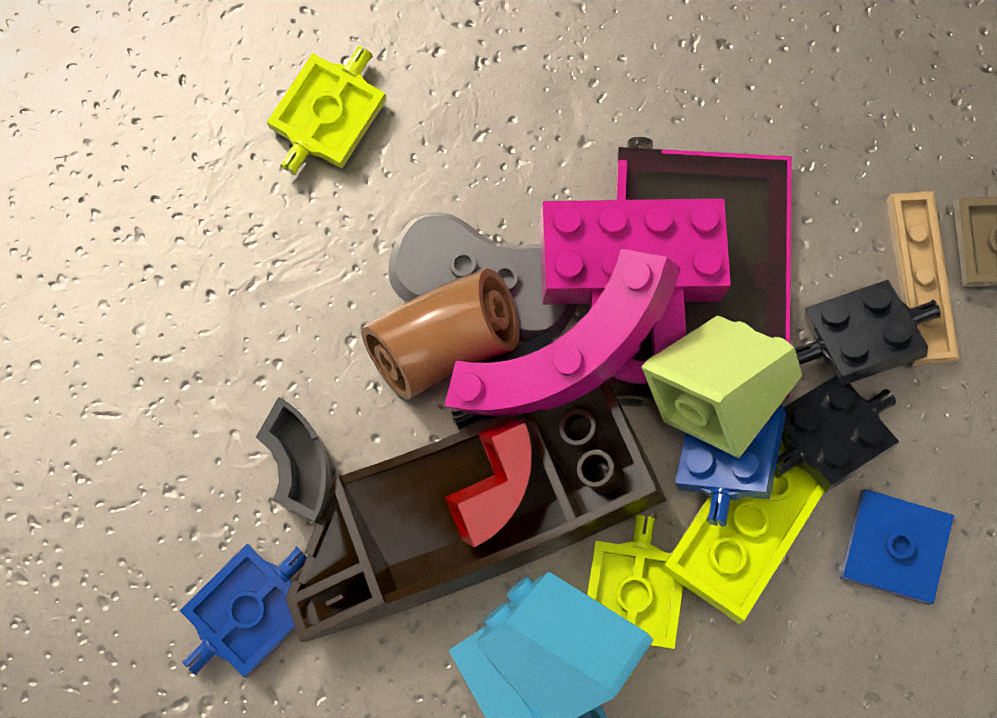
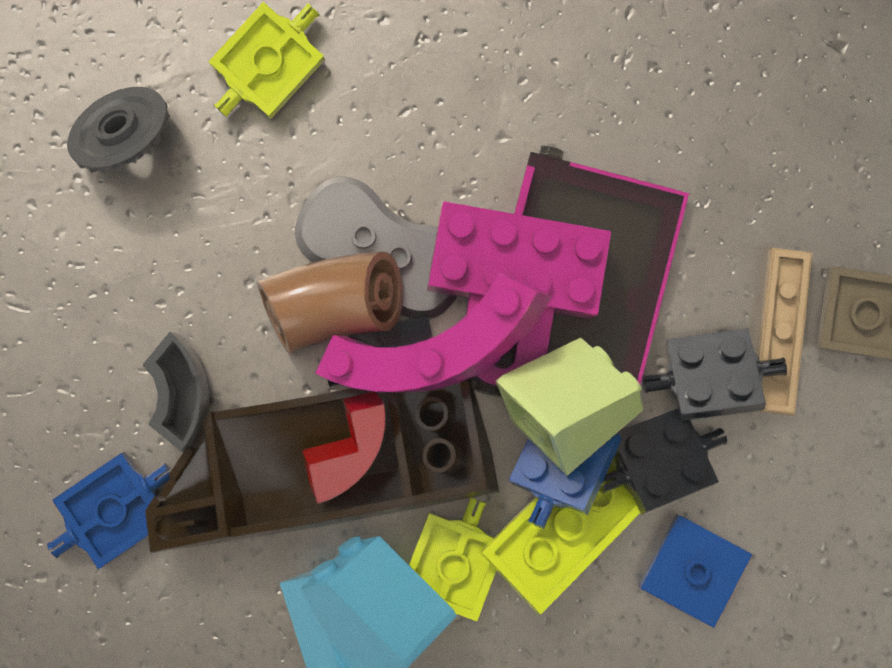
camera: 10 degrees right, 10 degrees up
(185, 205) = (118, 129): none -> dark grey gear

